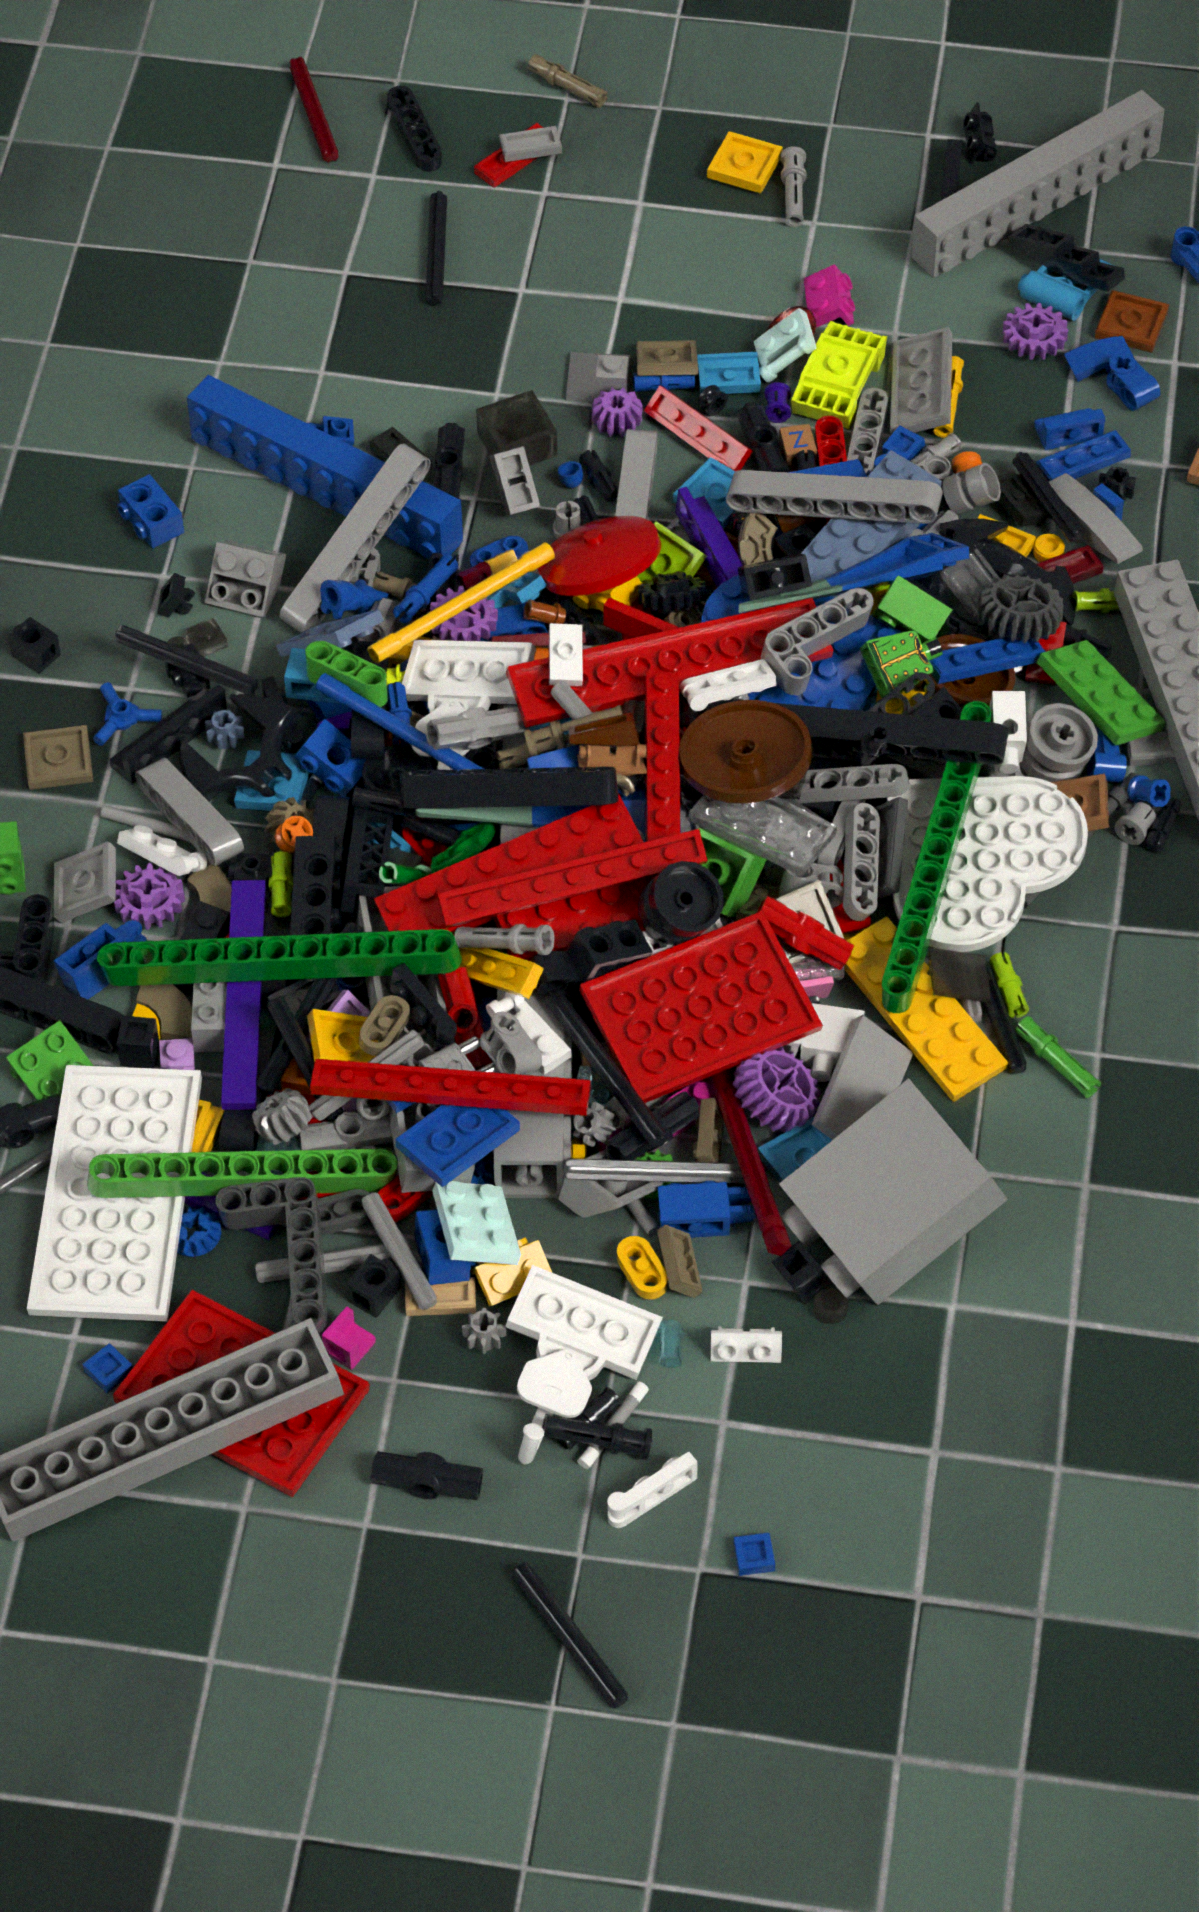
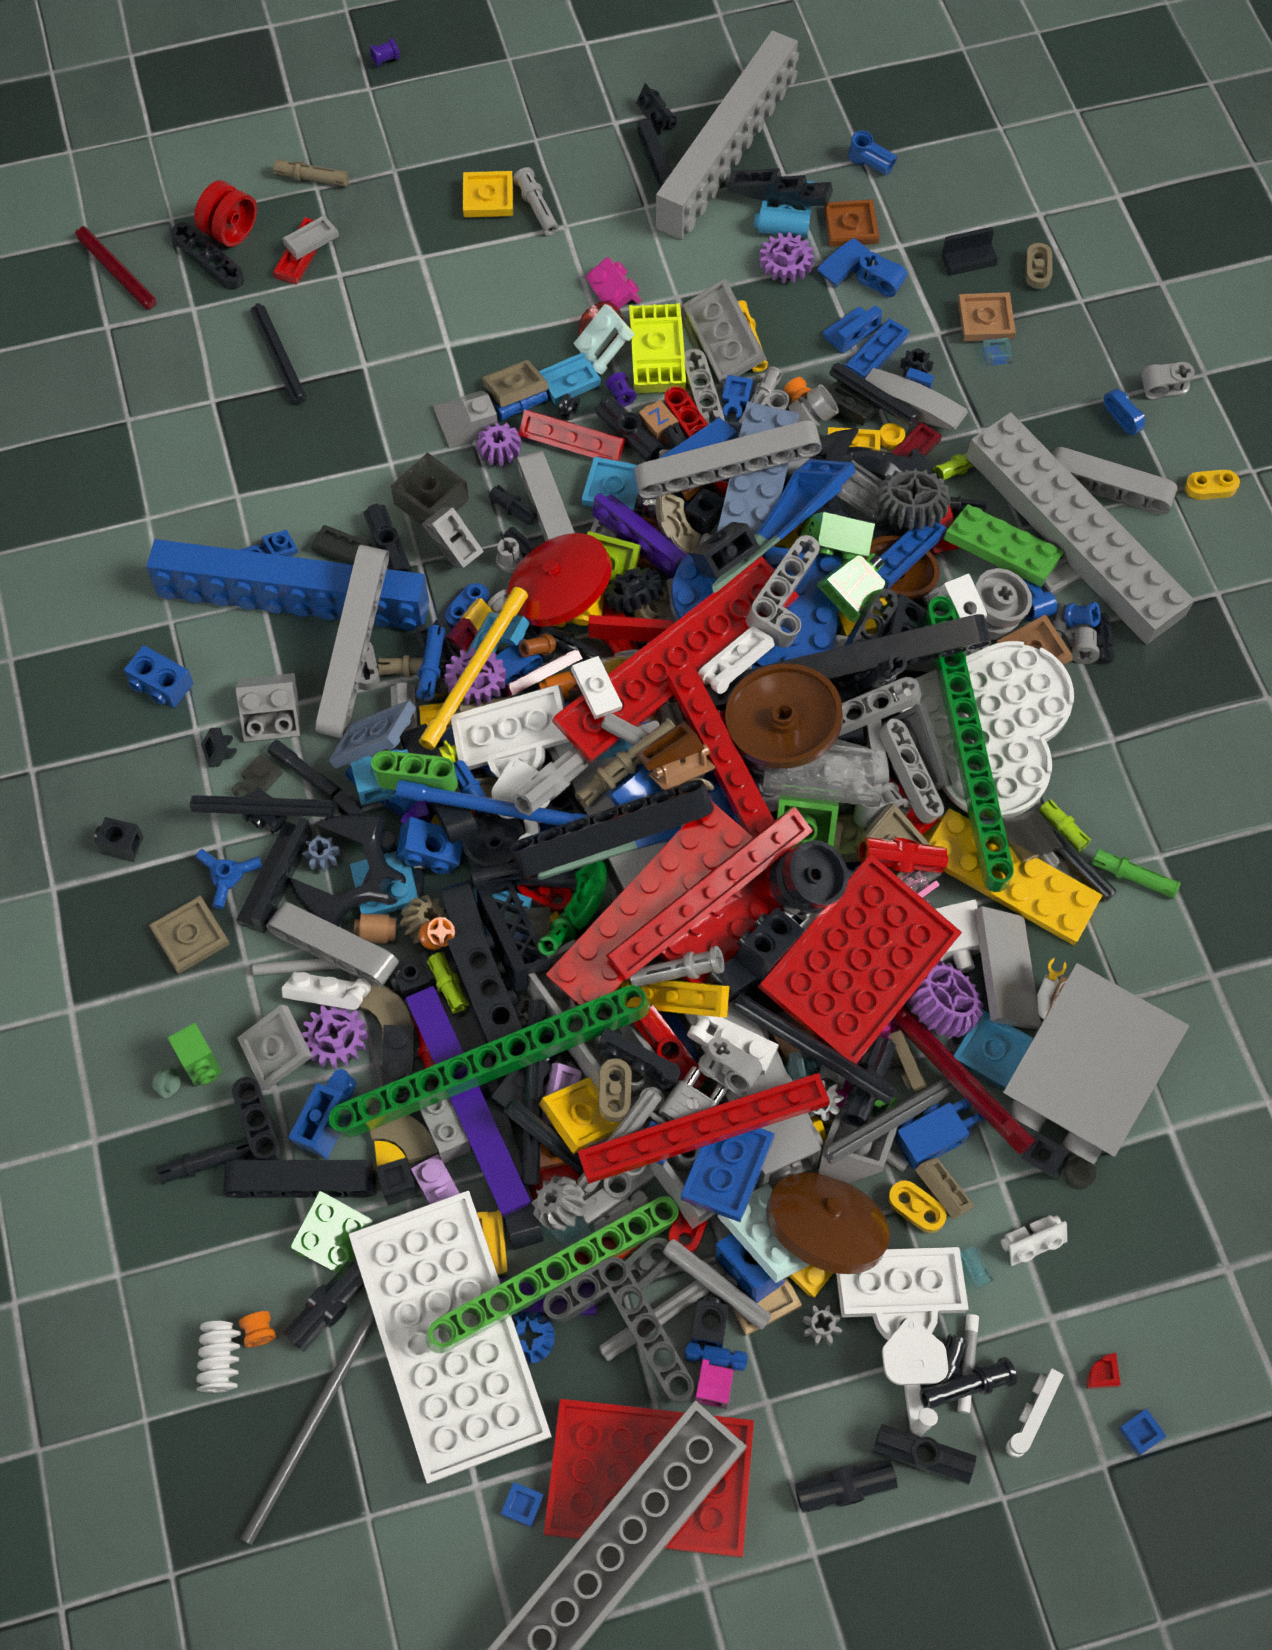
camera: 25 degrees left, 10 degrees up
(241, 635) = (291, 760): none -> black piece
(243, 816) = (376, 928): none -> medium nougat brick
(344, 596) = (369, 693): blue animal -> none
(367, 1318) = (716, 1355): none -> blue axle
(451, 90) = (225, 213): none -> red wheel
(534, 1492) = (946, 1460): none -> black piece
(536, 1234) = (827, 1223): none -> reddish brown dish
(570, 474) = (486, 512): blue hinge -> none
(570, 1635) = (1038, 1582): black axle -> none
(746, 1489) = (1104, 1373): none -> red tile

